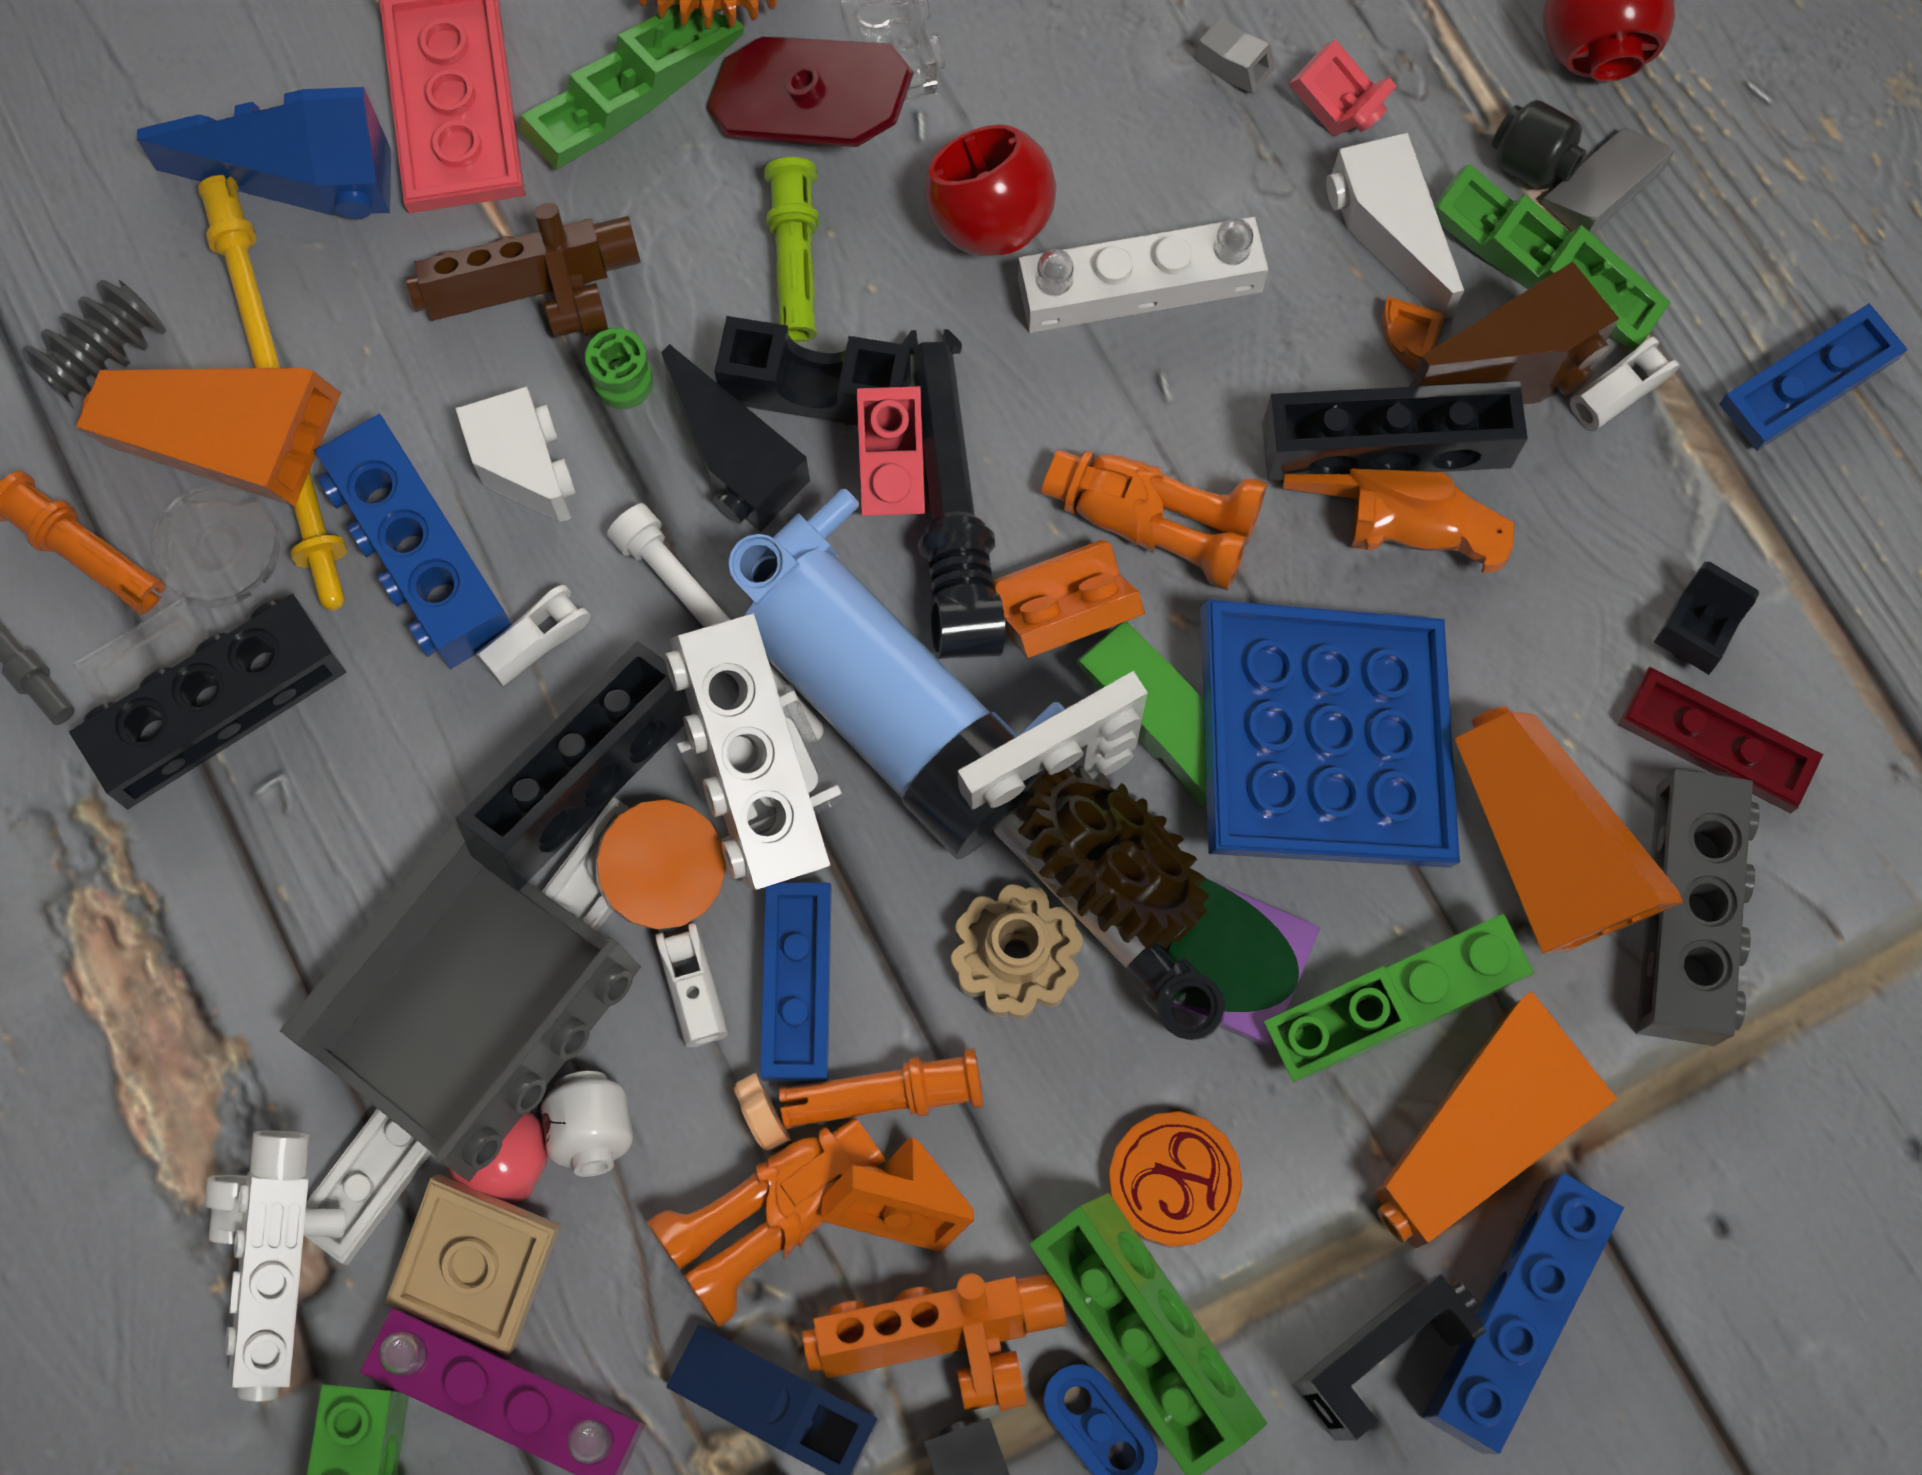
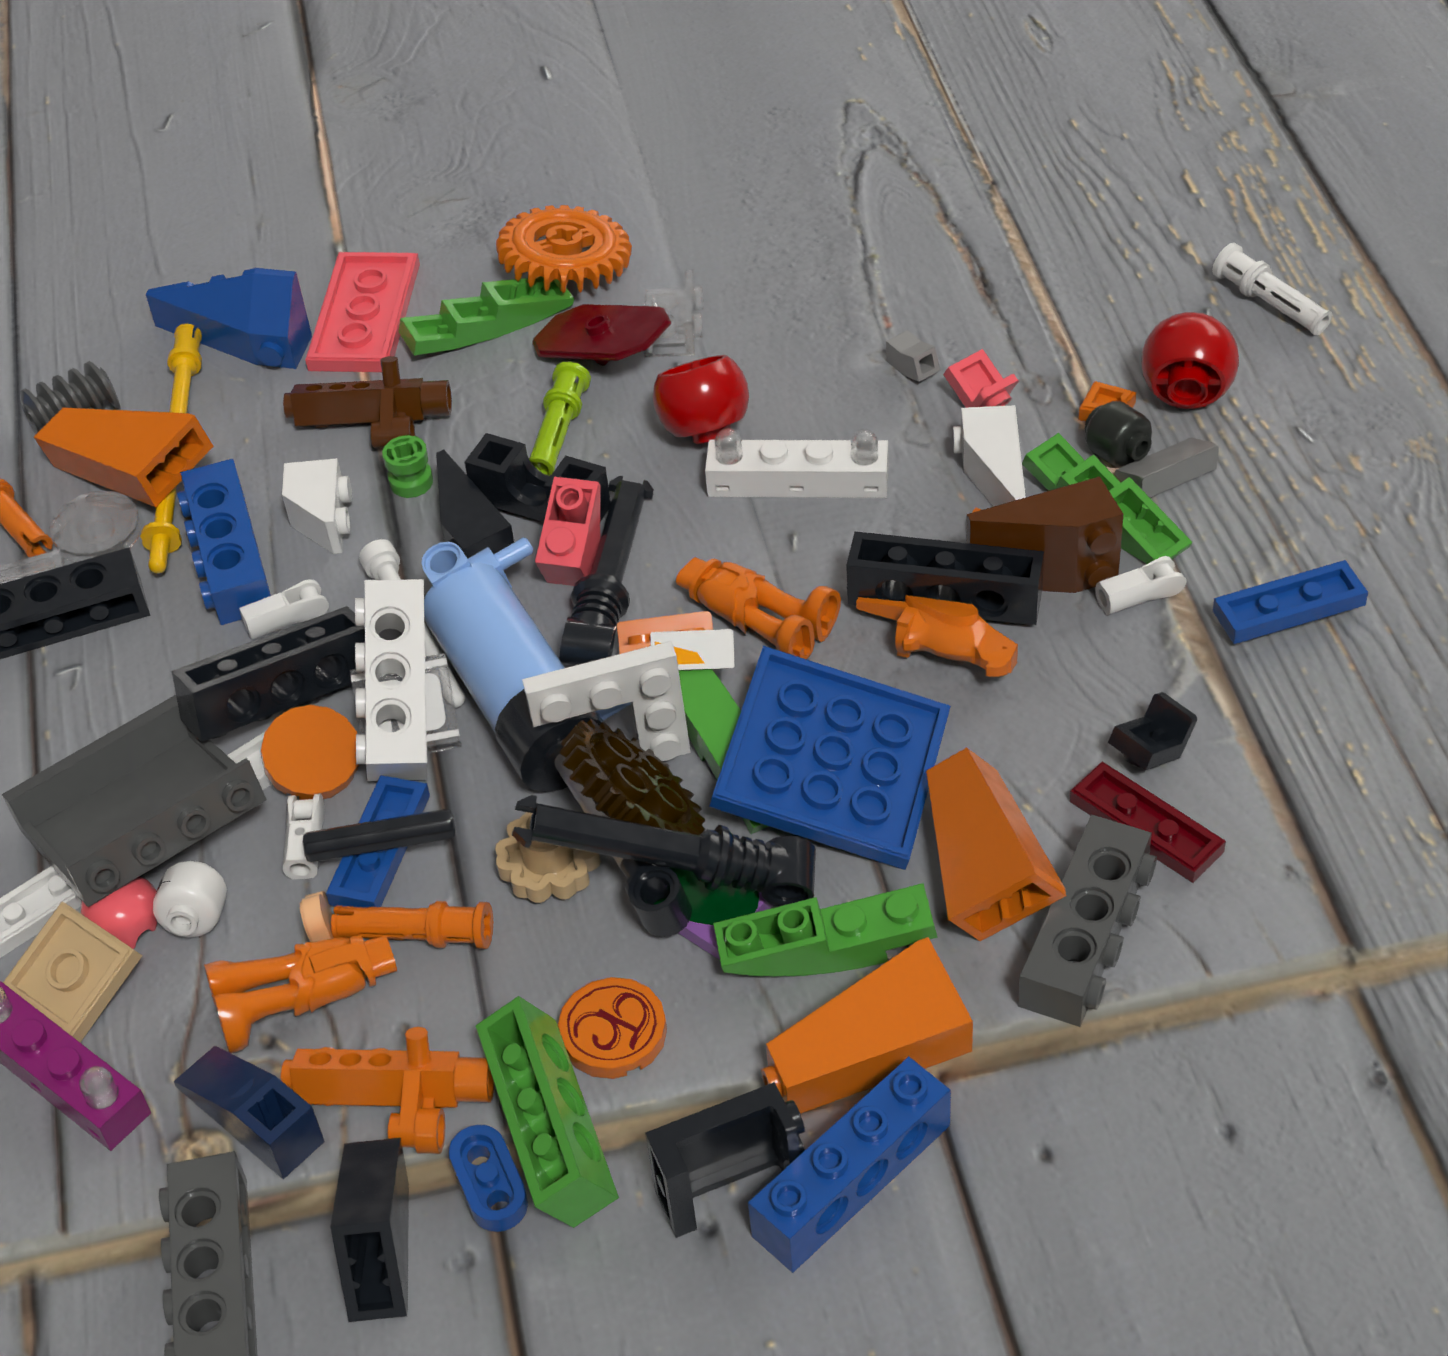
camera: 20 degrees right, 25 degrees down
(803, 984) = (379, 835): none -> black axle
(901, 1202) = (393, 992): orange slope -> none
(1115, 620) = (700, 648): none -> white sticker
(1249, 943) = (778, 869): none -> black piece
(1501, 87) = (1102, 394): none -> orange tile

